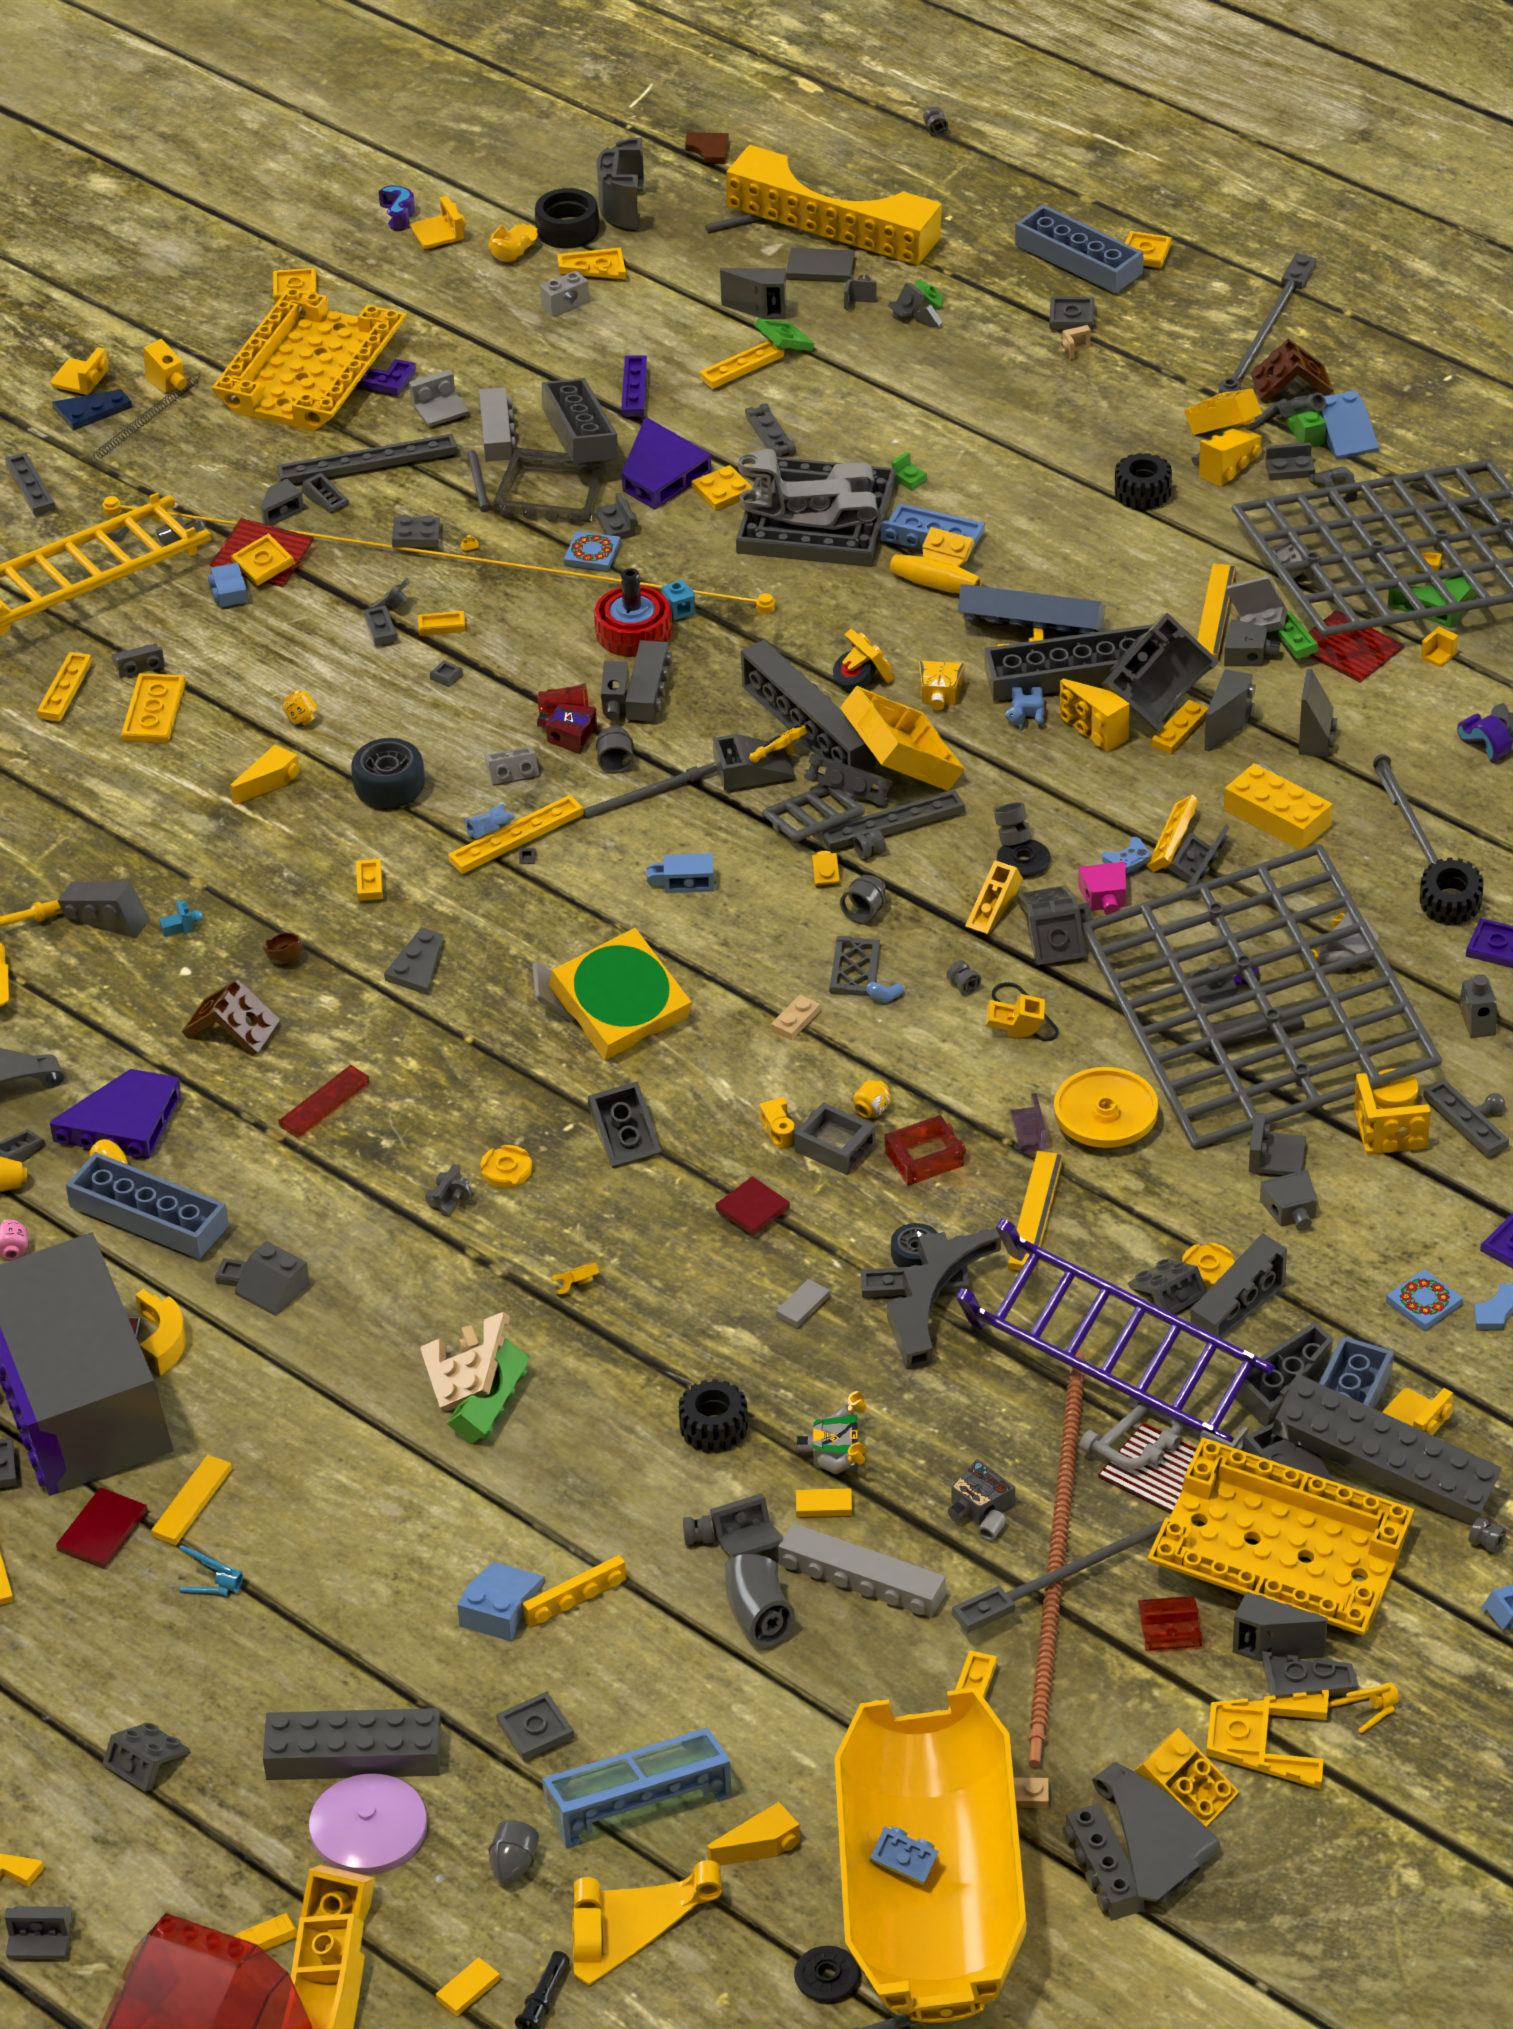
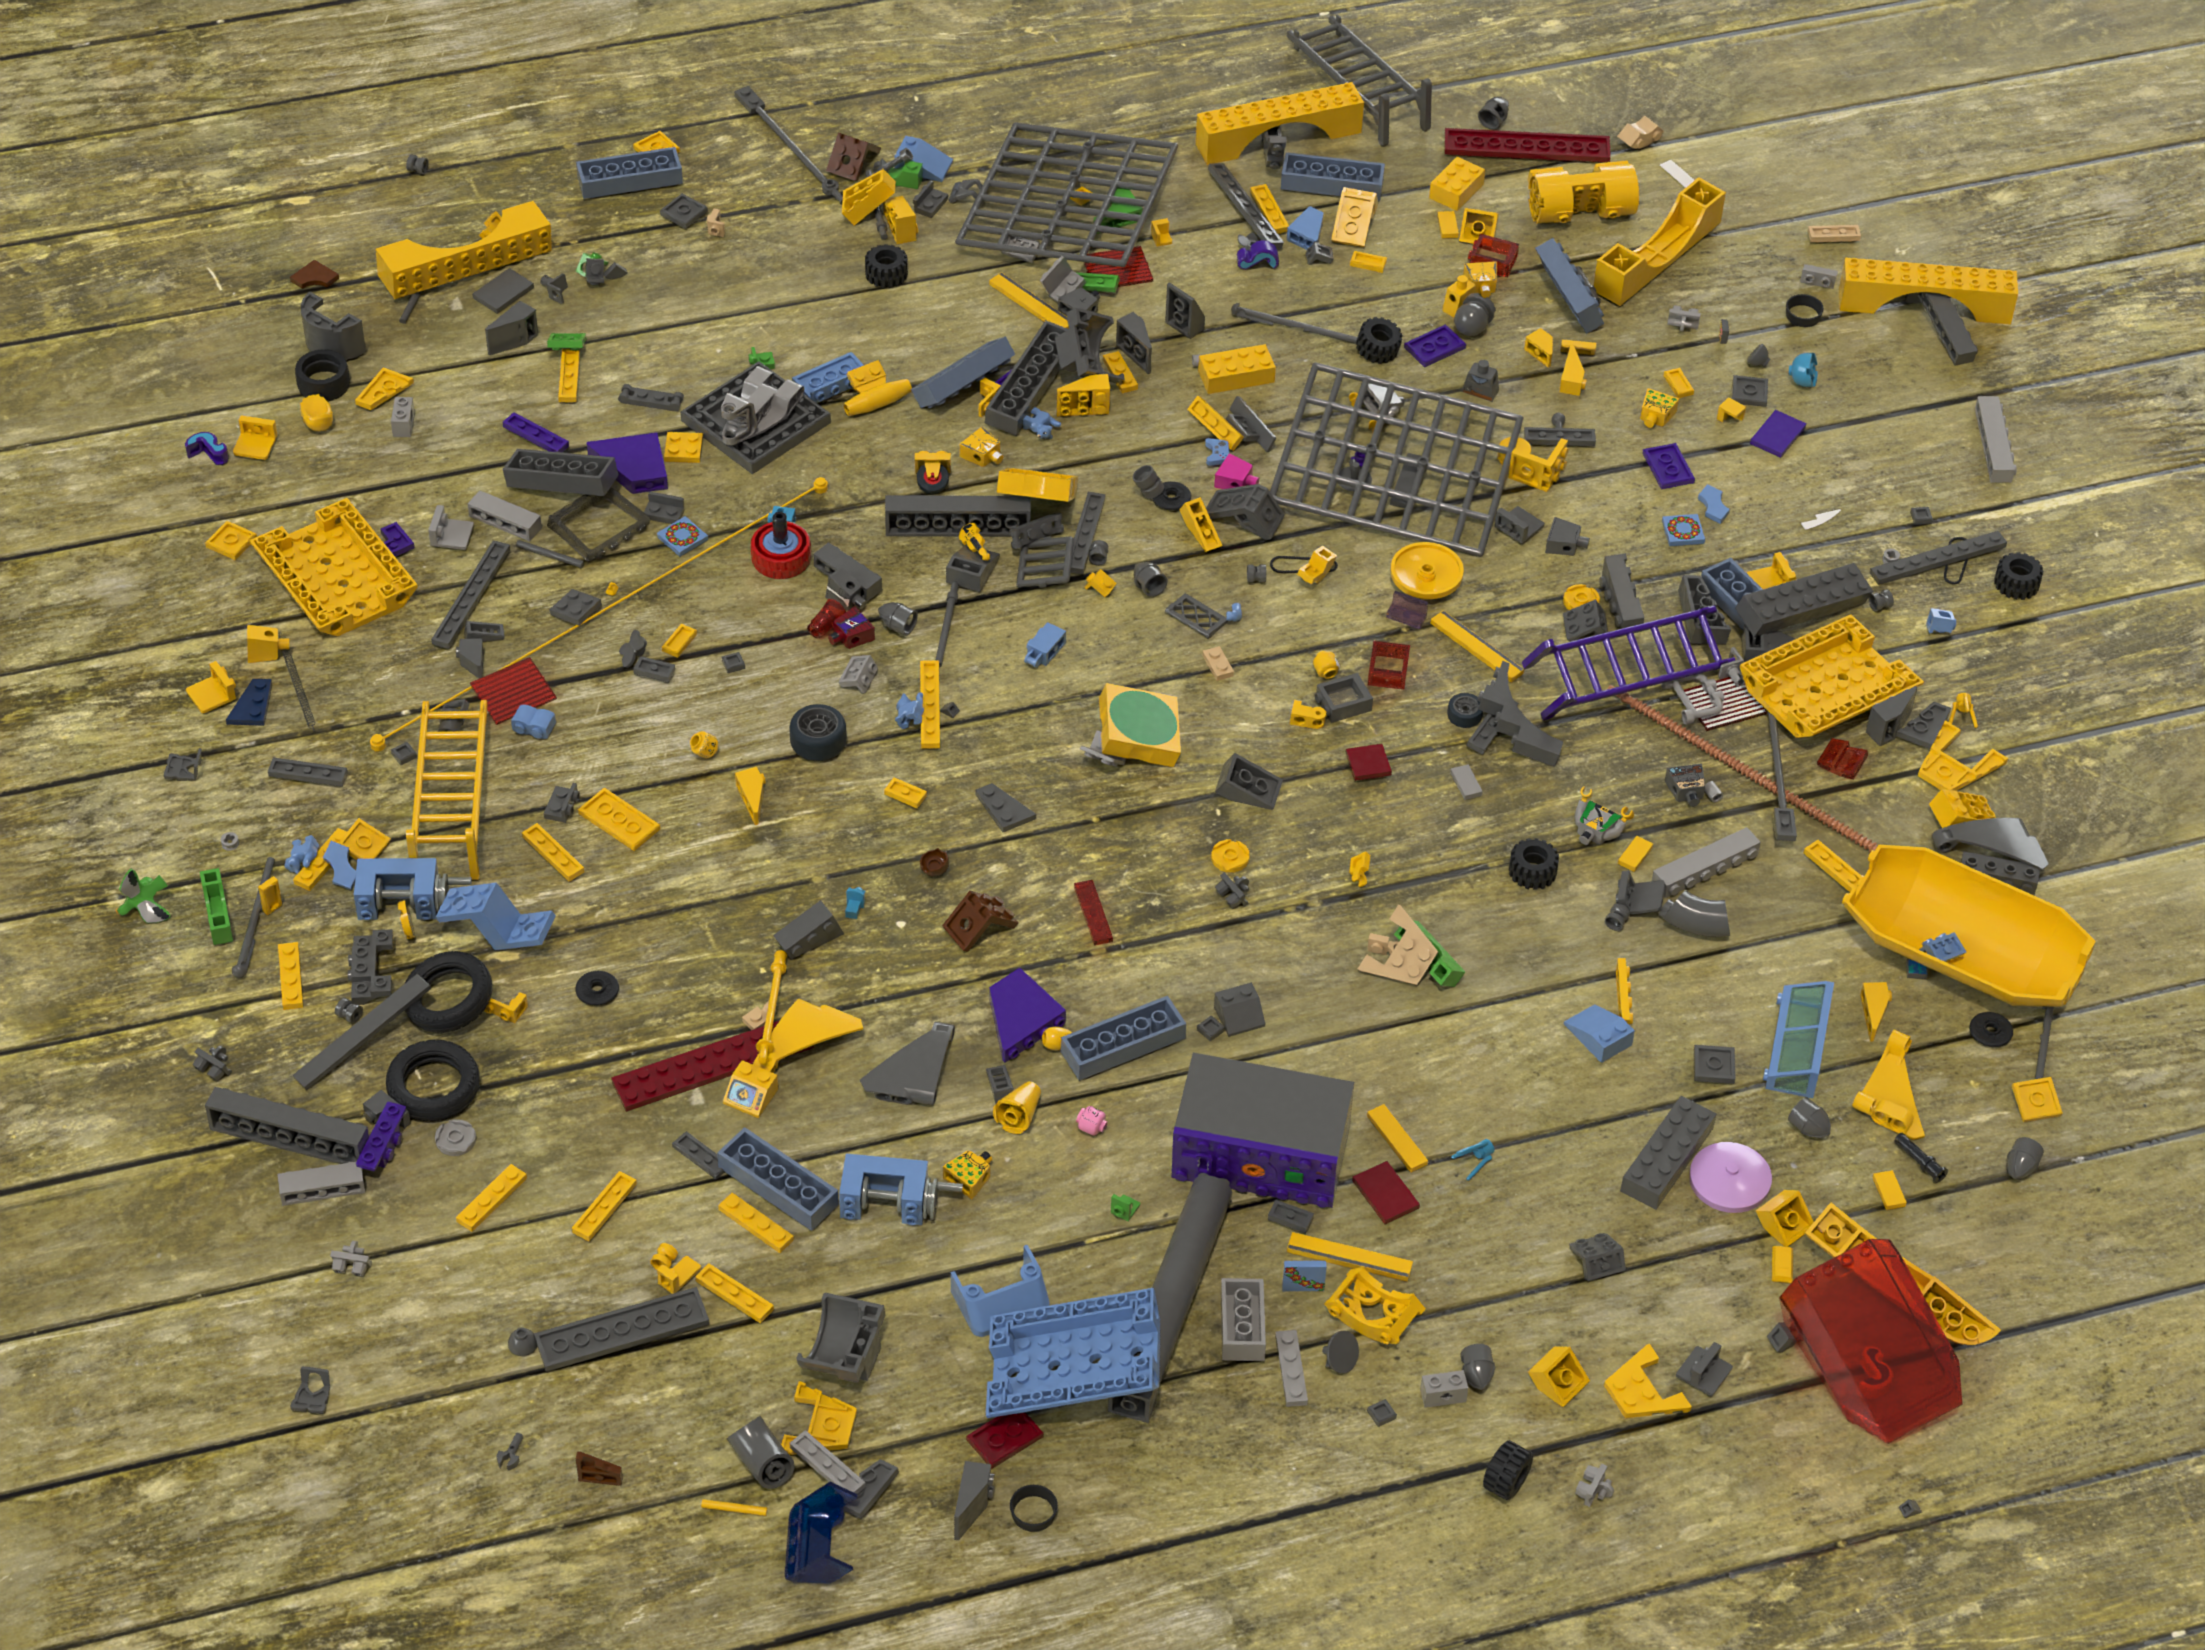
camera: 60 degrees left, 5 degrees up
(263, 559) = (528, 690): yellow plate -> none

